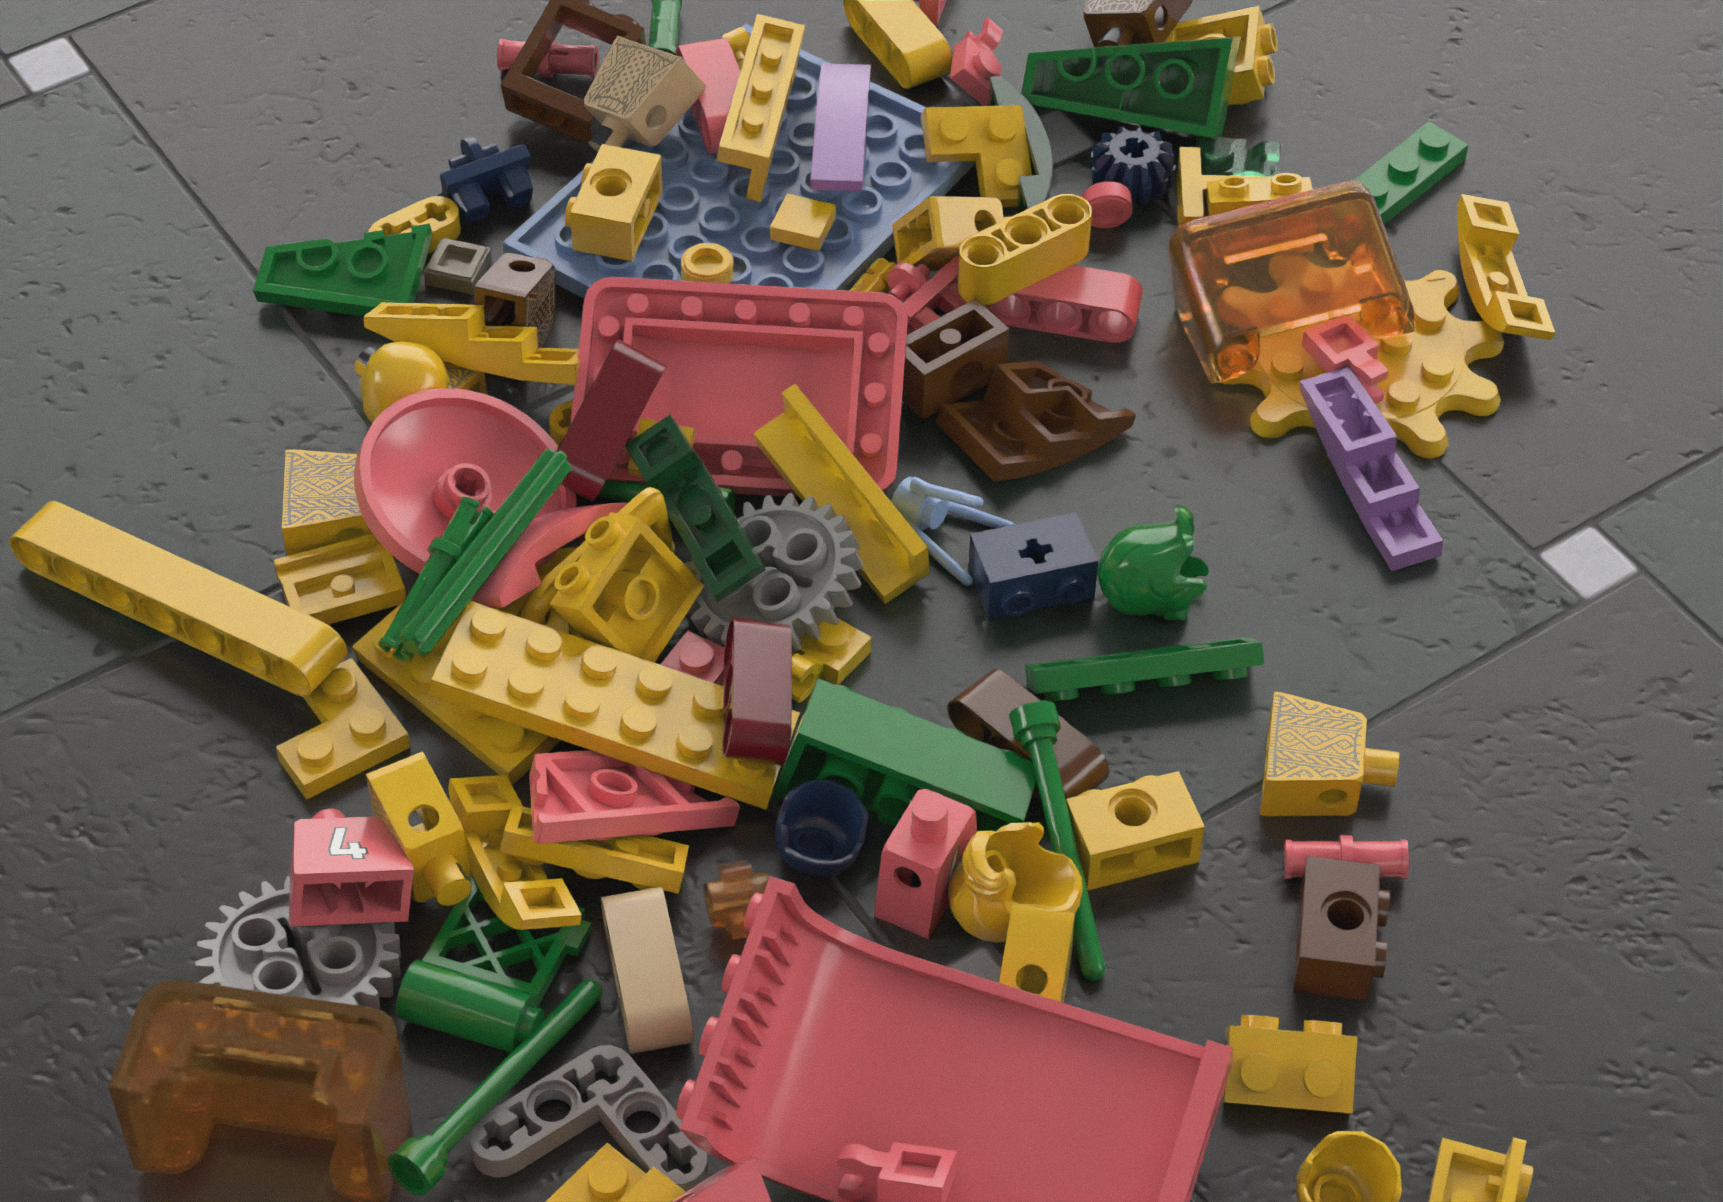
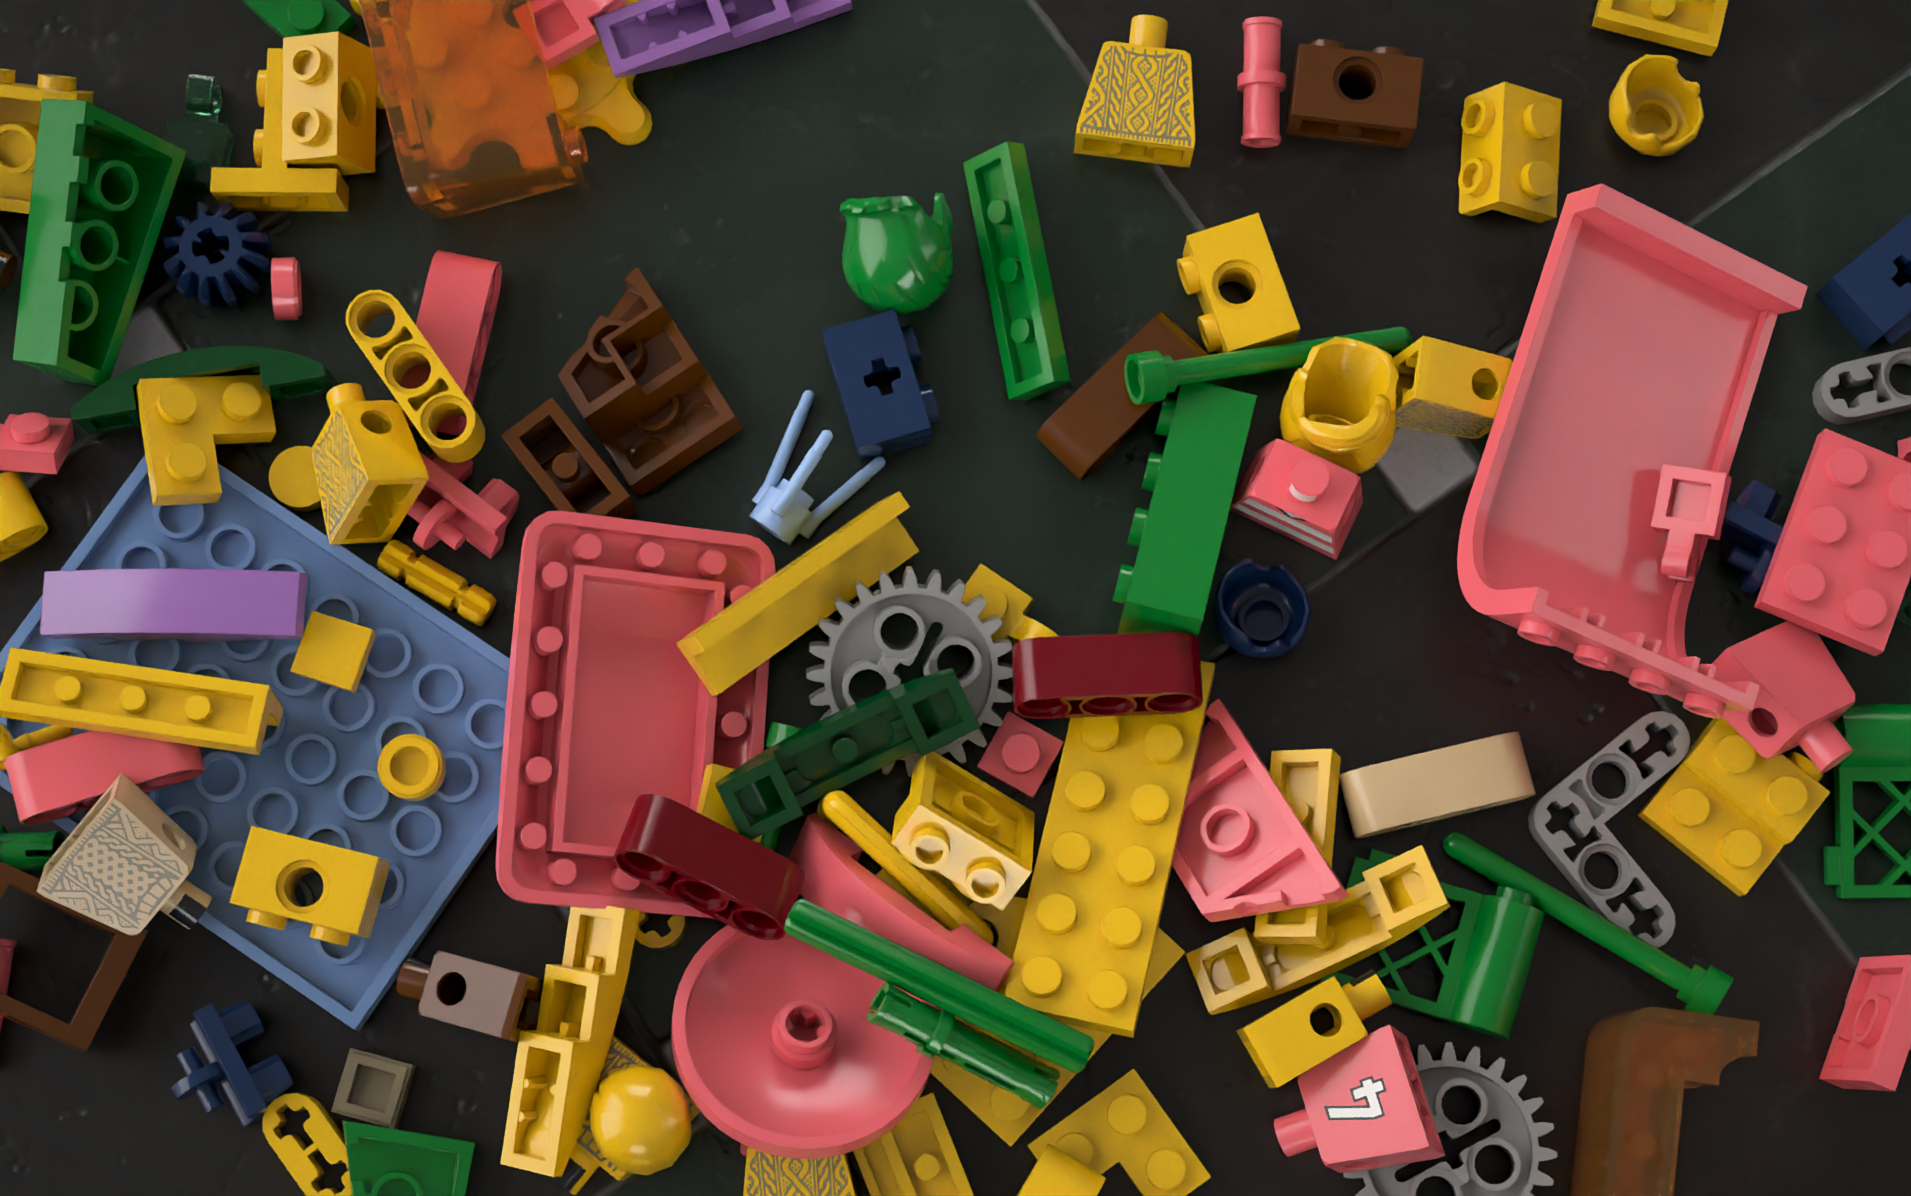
camera: 90 degrees left, 30 degrees up
(731, 894) = (1352, 691): clear orange gear -> none

